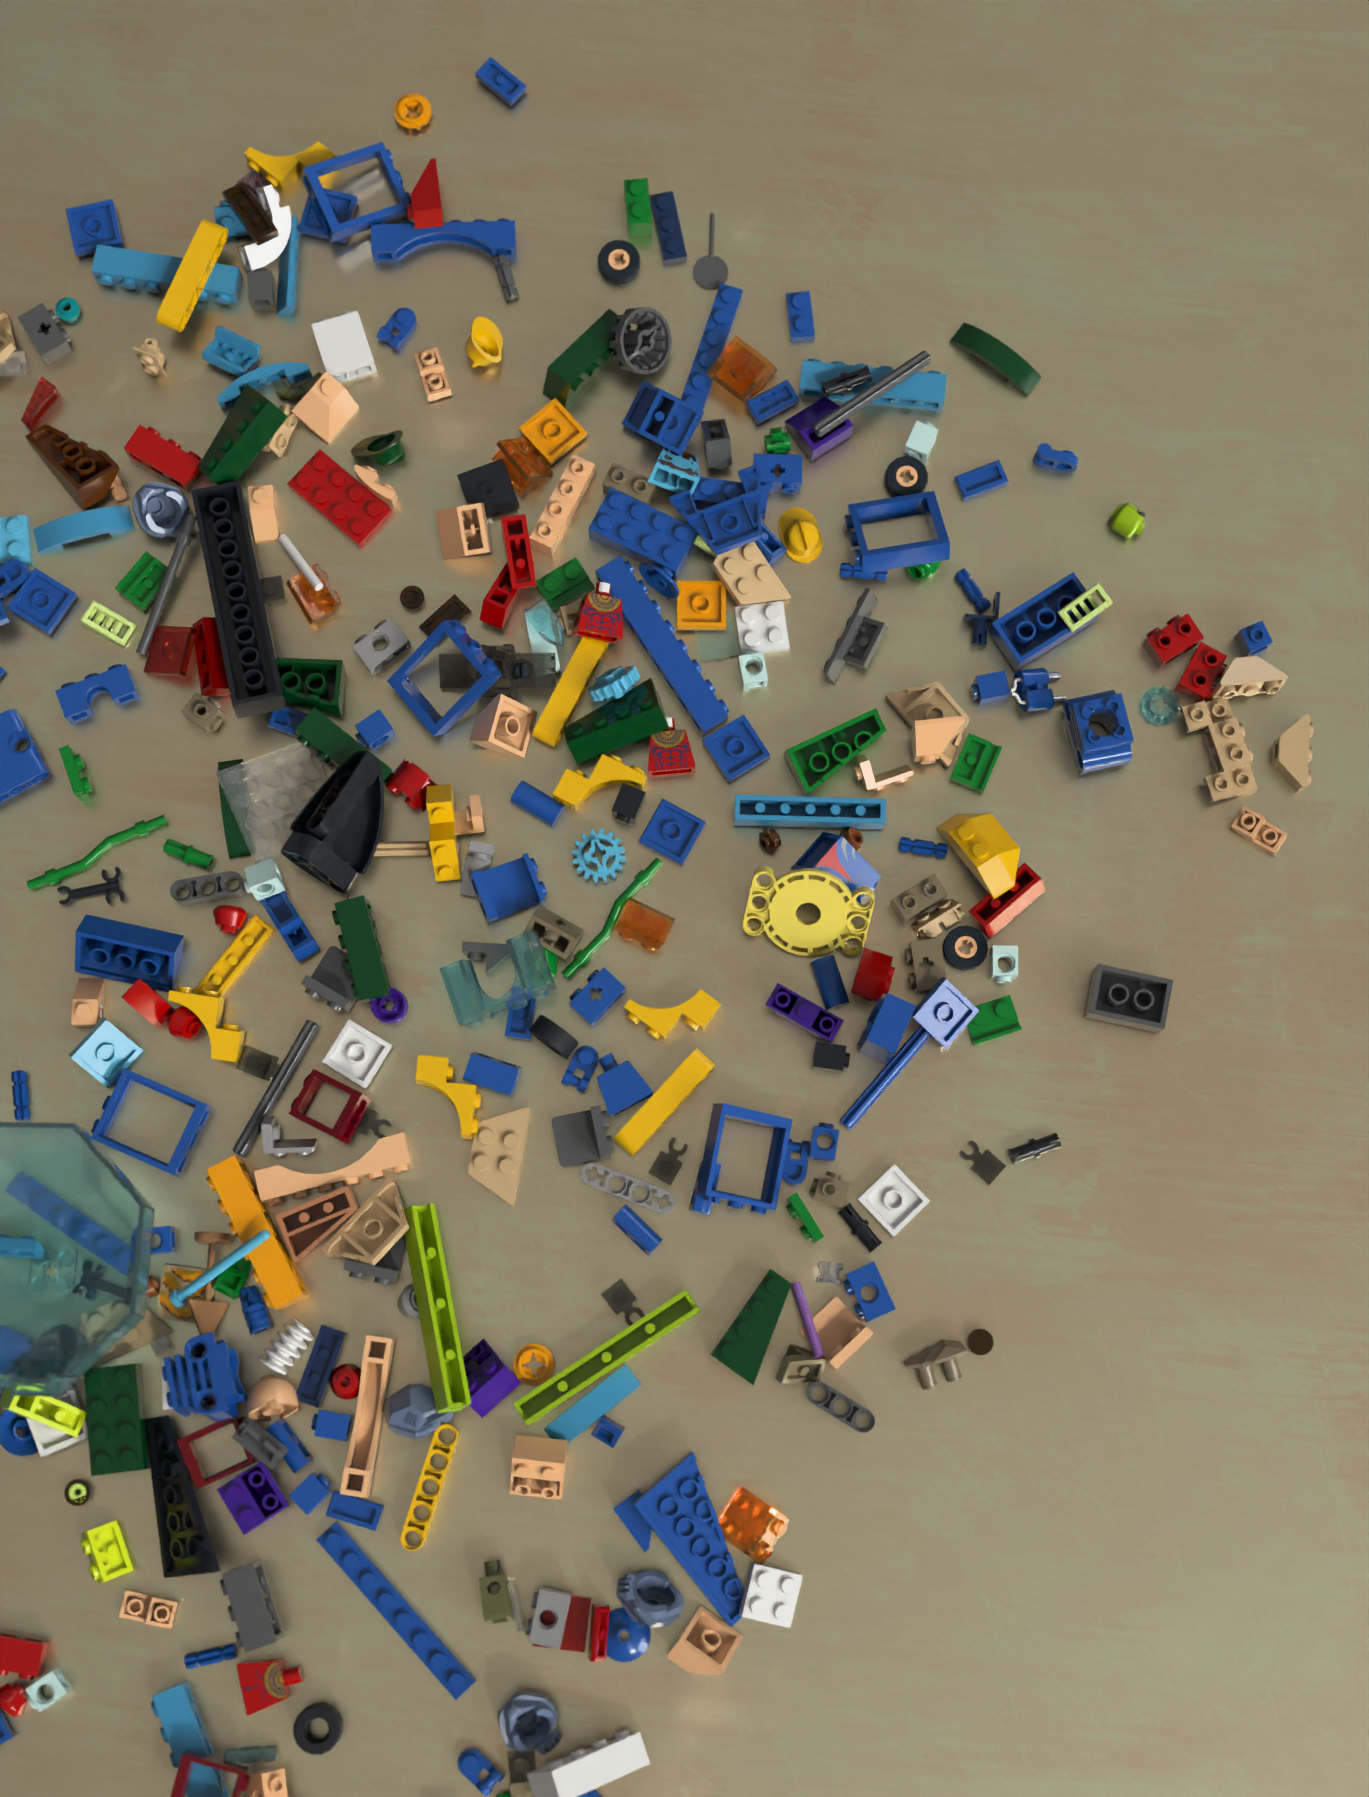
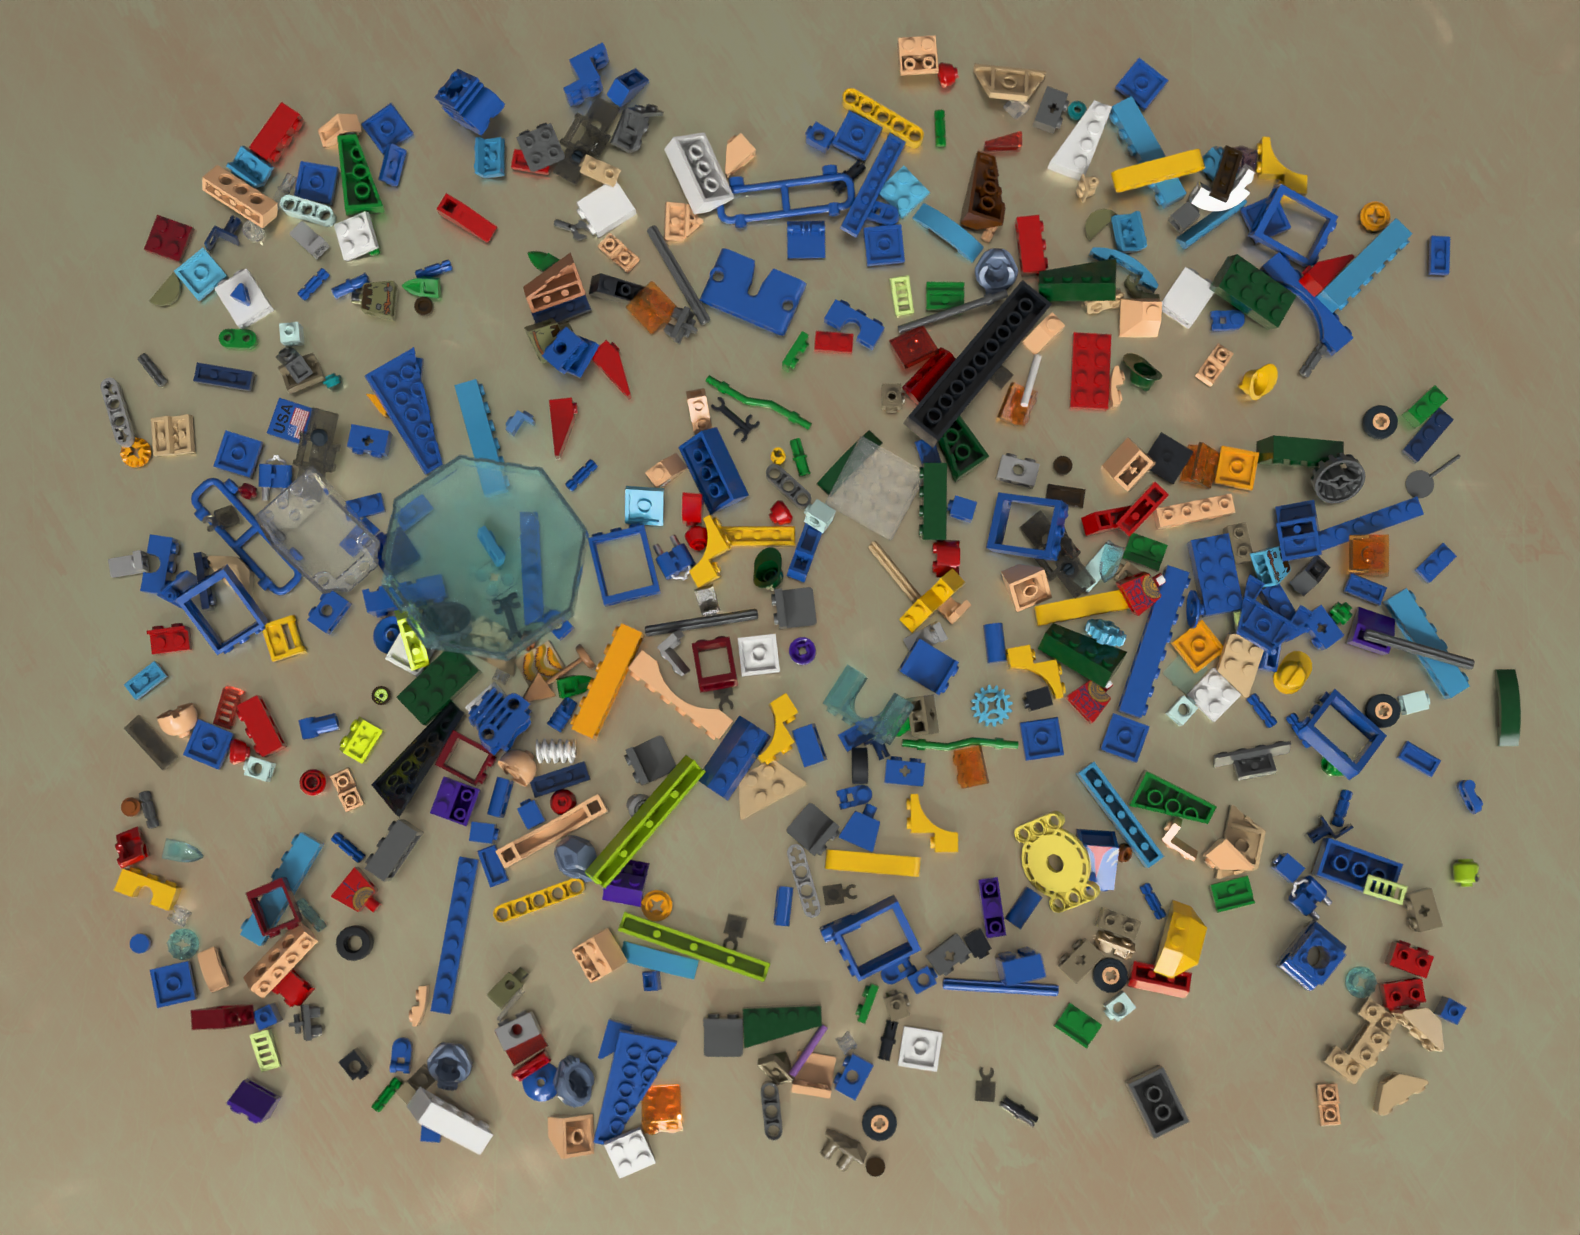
camera: 55 degrees right, 5 degrees up
(51, 1594) = (313, 726): none -> blue piece
(53, 919) = (698, 410): none -> light nougat bracket
(99, 728) = (833, 342): none -> red plate
(104, 1646) = (307, 781): none -> red cone
(105, 334) = (1078, 149): none -> white wedge
(164, 874) = (776, 452): none -> yellow pin
(179, 1297) = (535, 665): medium azure bar -> none
(189, 1065) = (675, 561): none -> blue piece
(196, 376) = (1097, 221): none -> olive tile
(260, 1443) = (488, 781): dark grey hinge -> none
(276, 974) = (768, 569): none -> dark green piece
(315, 1220) = (641, 709): nougat wedge -> none
(340, 824) = (888, 536): black panel -> none
(362, 949) = (823, 609): dark green wedge -> none
(371, 1228) = (662, 747): tan wing -> none
(389, 279) = (1252, 292): none -> dark green brick
(443, 1161) = (734, 757): none -> blue slope
(446, 1716) = (418, 1011): none -> light nougat slope
(451, 156) = (1364, 265): none -> dark azure brick
(495, 953) = (883, 690): dark grey slope -> none
(551, 1003) = (878, 748): none -> dark blue bracket
(723, 1398) = (723, 1035): none -> dark grey bracket
(769, 840) = (1083, 803): reddish brown plate -> none
(811, 1108) = (952, 944): none -> dark grey brick
(814, 593) = (1262, 710): none -> blue axle
(846, 381) = (1414, 627): black pin -> none
(873, 975) = (1047, 932): red brick -> none
(944, 1012) = (1059, 994): plate -> none
(952, 1303) = (872, 1115): none -> black bush
(1146, 590) = (1430, 916): none -> dark tan brick

